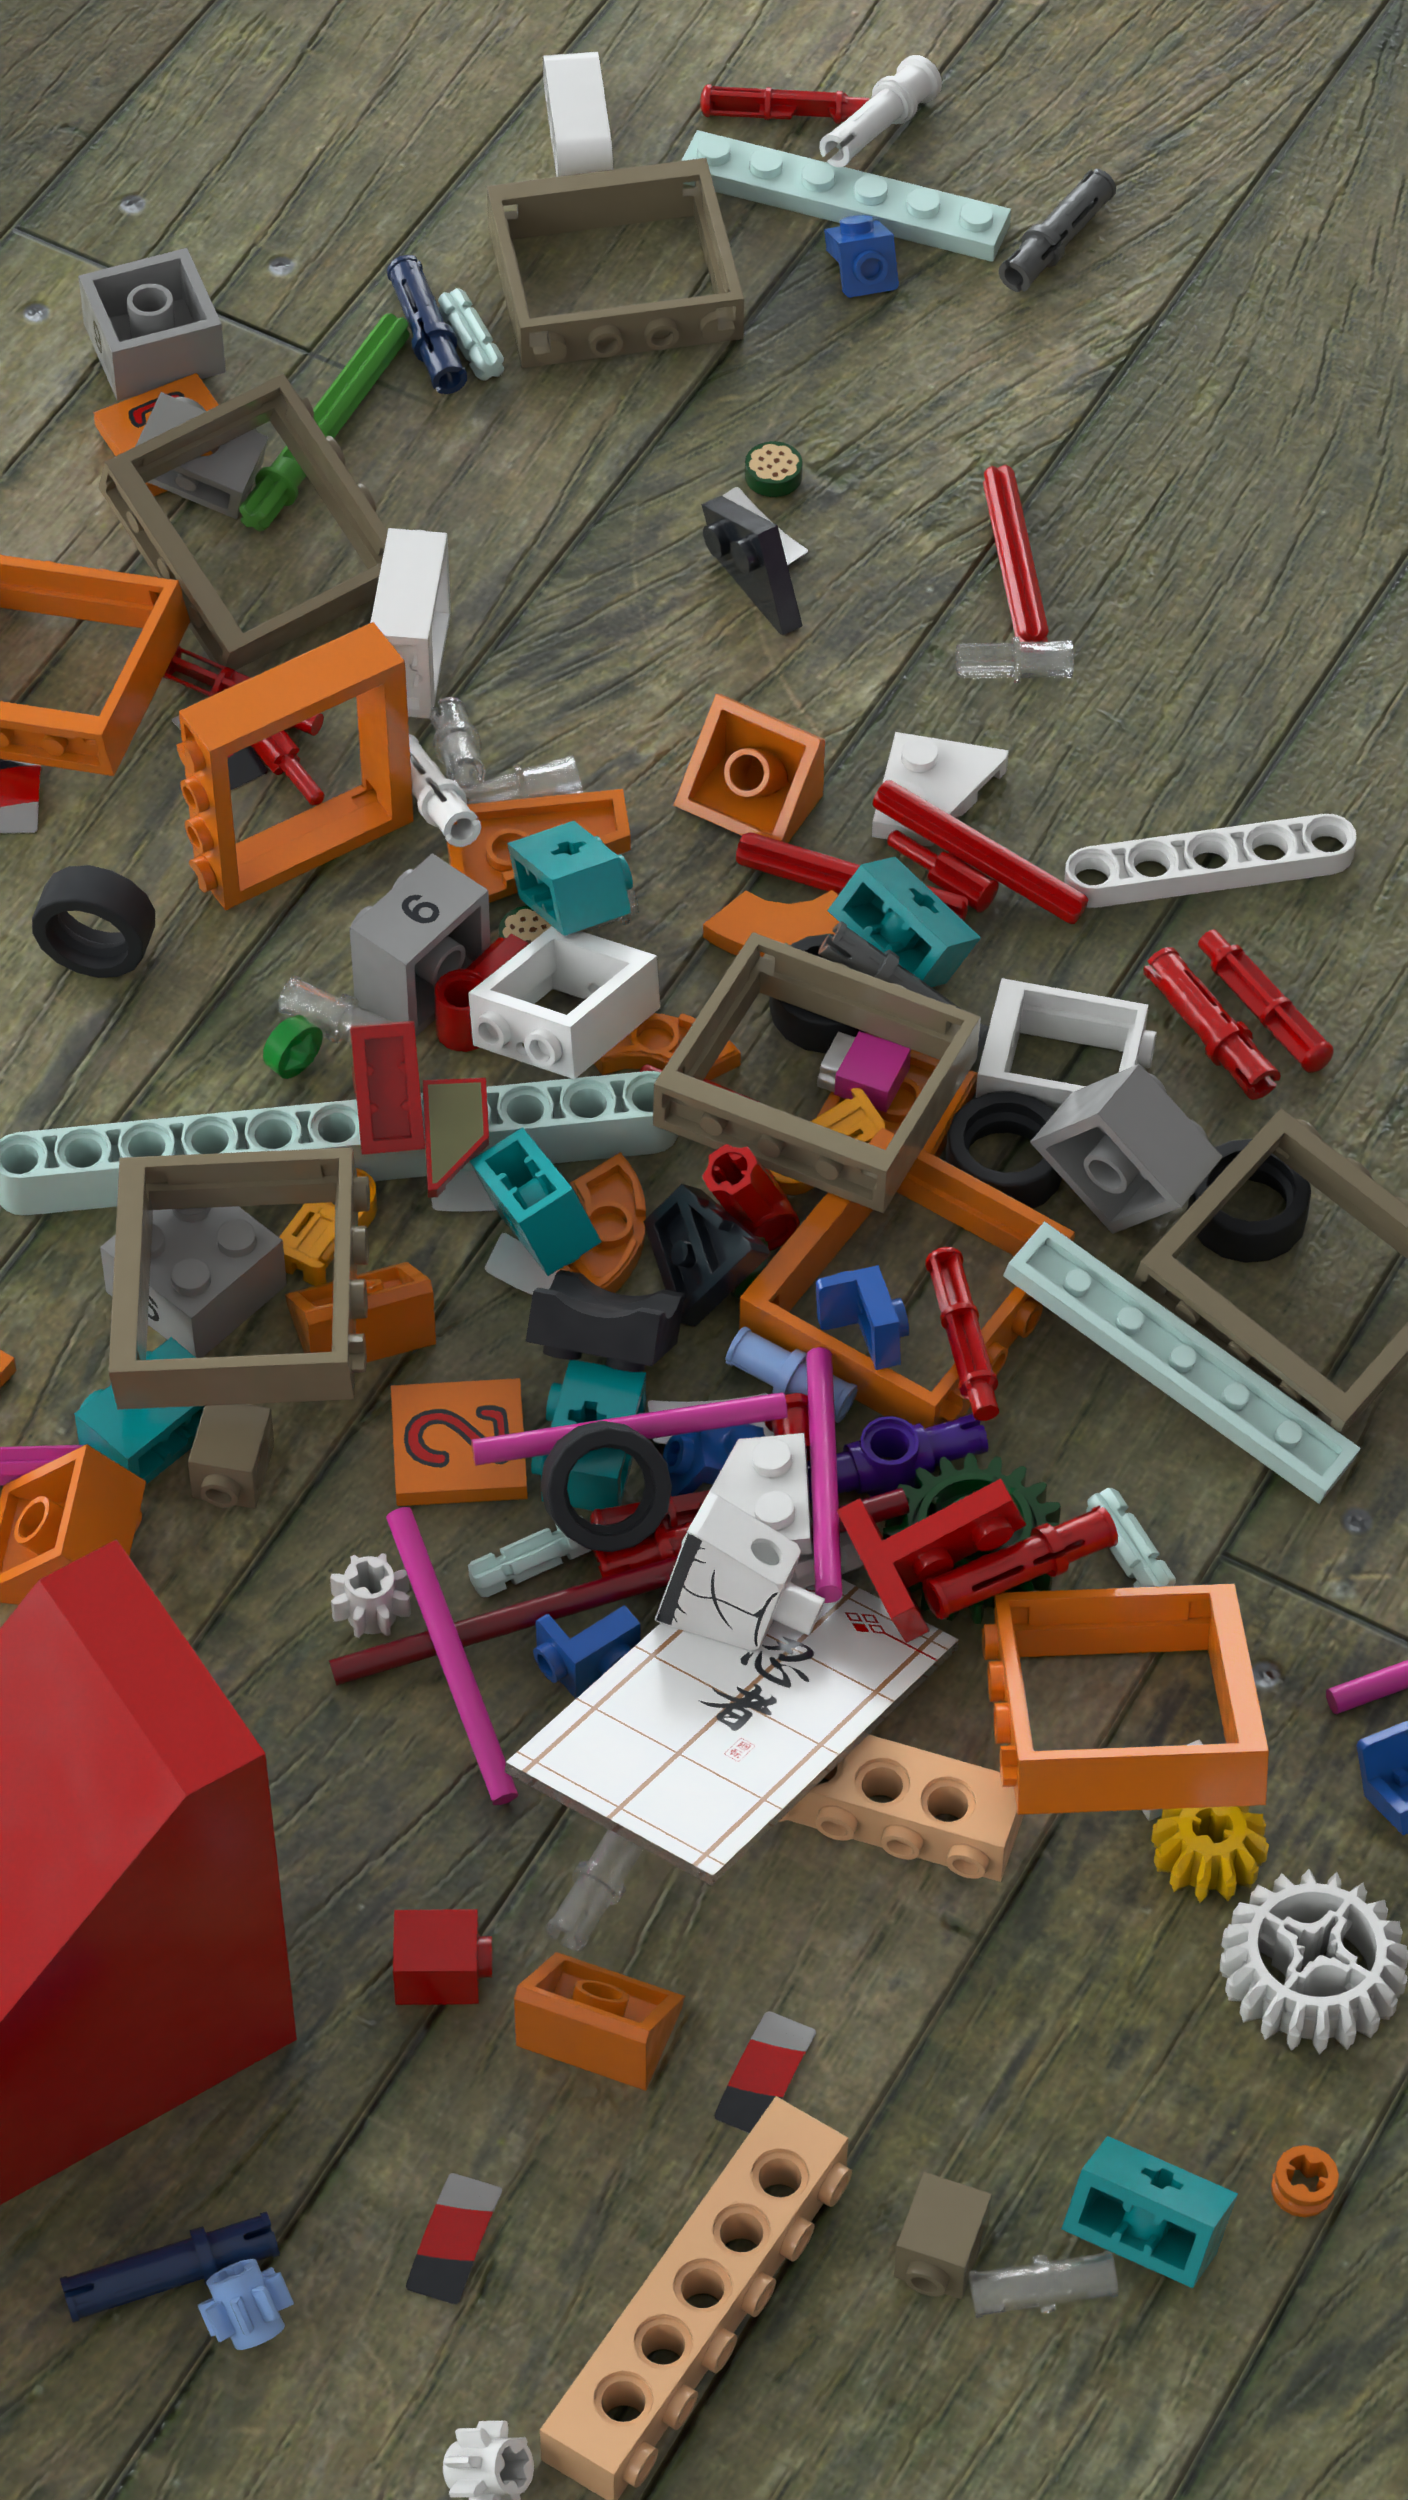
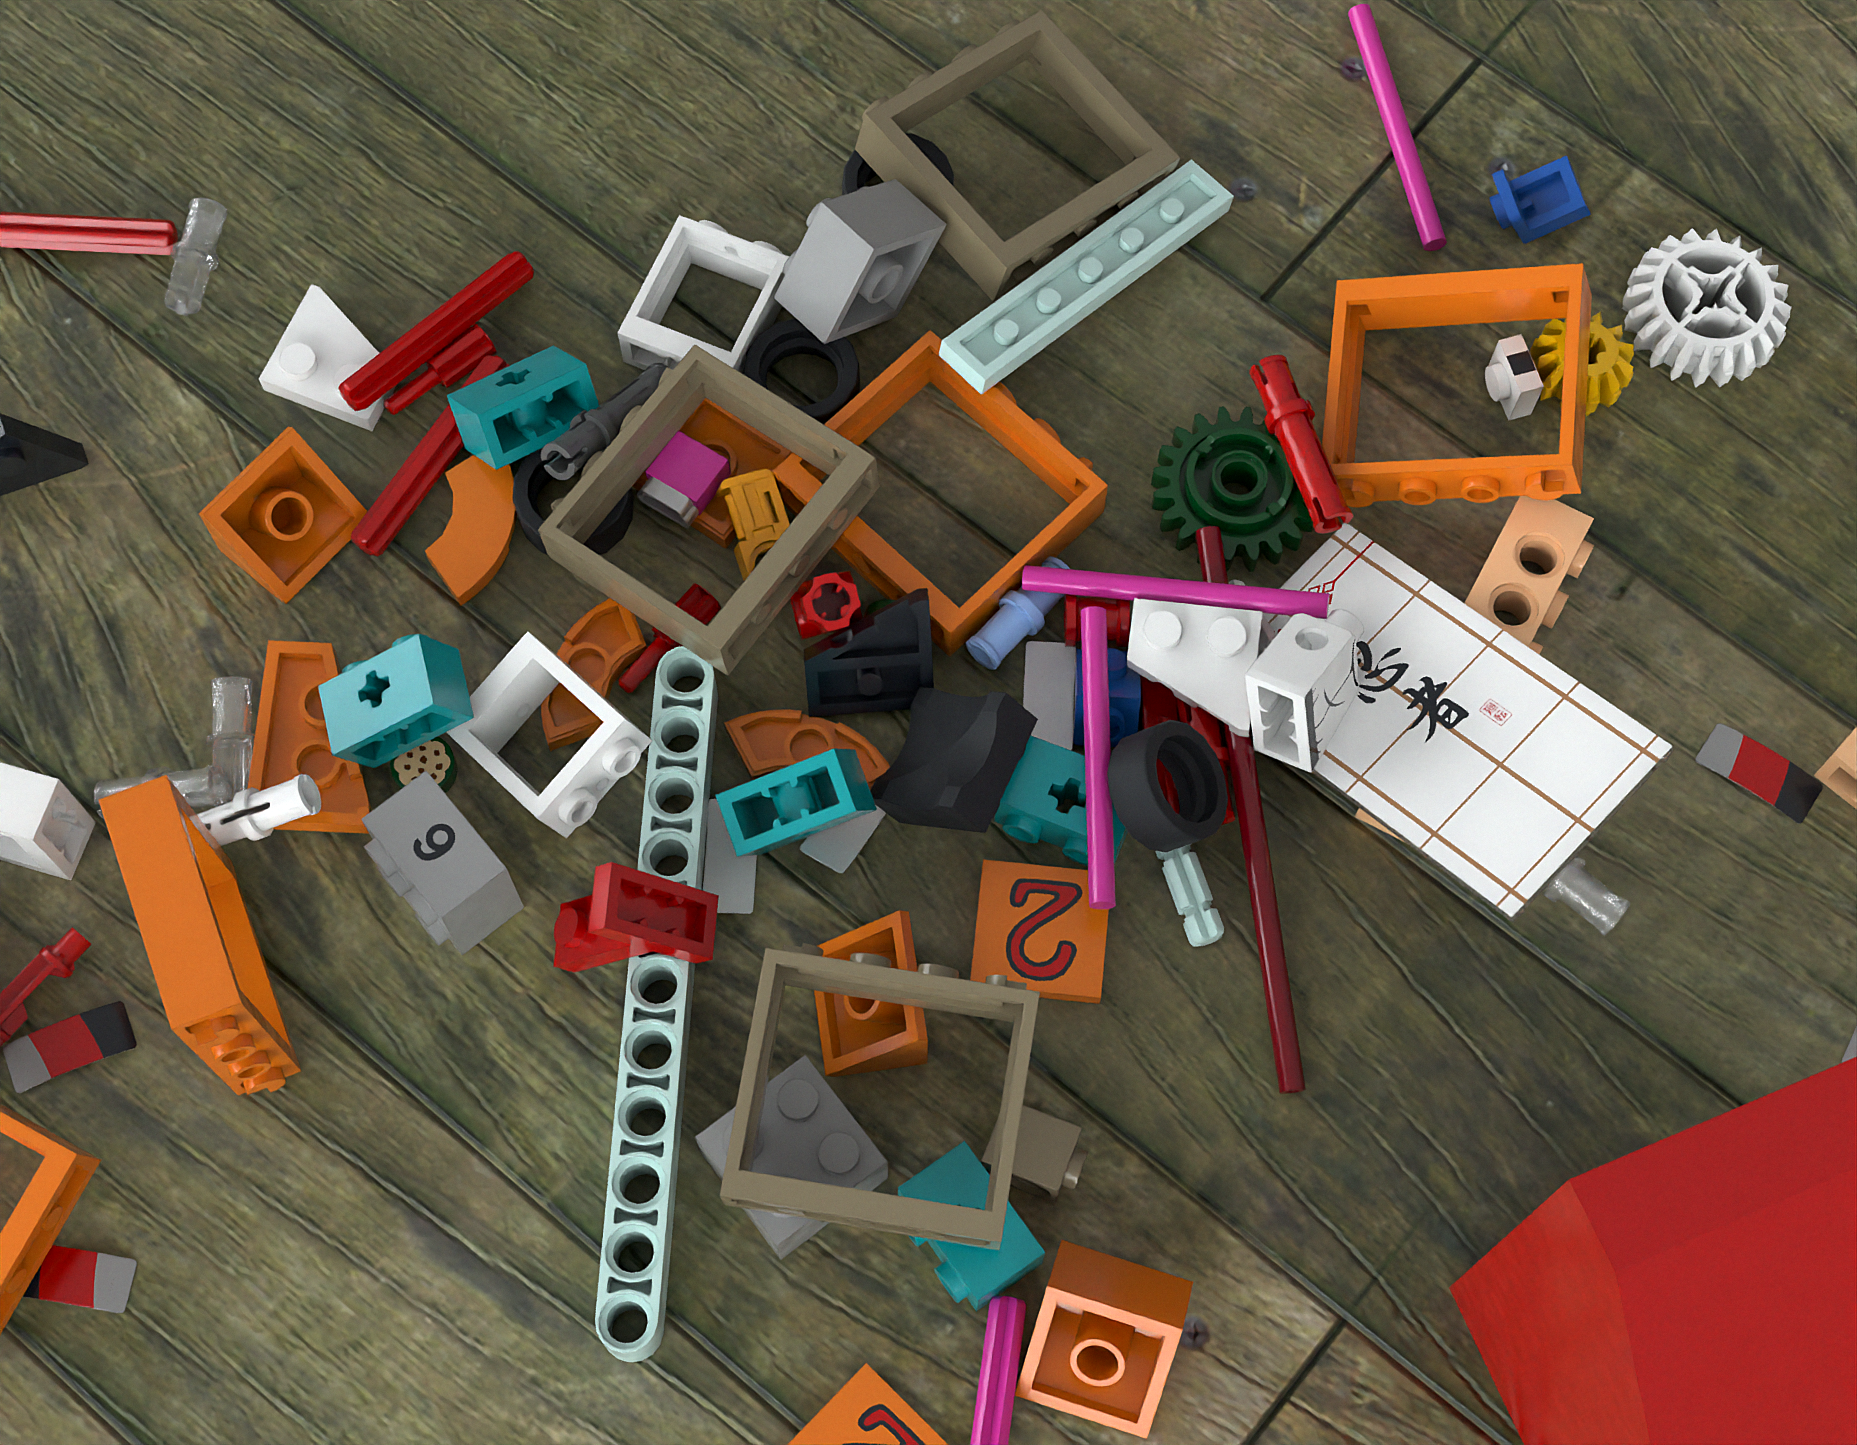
camera: 80 degrees left, 15 degrees up
(106, 896) = (317, 1202): black tyre -> none
(281, 756) = (96, 985): red axle -> none
(292, 1046) = (525, 1017): green tile -> none
(311, 1236) = (736, 1022): light orange piece -> none
(325, 1010) = (492, 966): clear pin -> none
(370, 1595) = (1213, 1053): white gear -> none
(439, 1957) = (1638, 1033): red brick -> none
(451, 1656) = (1307, 969): dark pink axle -> none
(452, 991) = (497, 817): red piece -> none
(453, 1127) = (701, 860): olive tile -> none
(588, 1654) = (1320, 836): blue bracket -> none
(595, 2019) = (1707, 898): orange slope -> none
(864, 1299) = (1014, 507): blue bracket -> none
(913, 1447) = (1133, 517): dark purple pin -> none
(929, 1547) = (1288, 513): red bracket -> none
(963, 1330) = (1035, 440): red piece -> none
(1134, 1548) = (1214, 375): light aqua axle -> none
(1225, 1040) = (683, 181): red pin -> none
(1232, 843) = (484, 119): white beam -> none
(1267, 1002) = (669, 132): red piece -> none

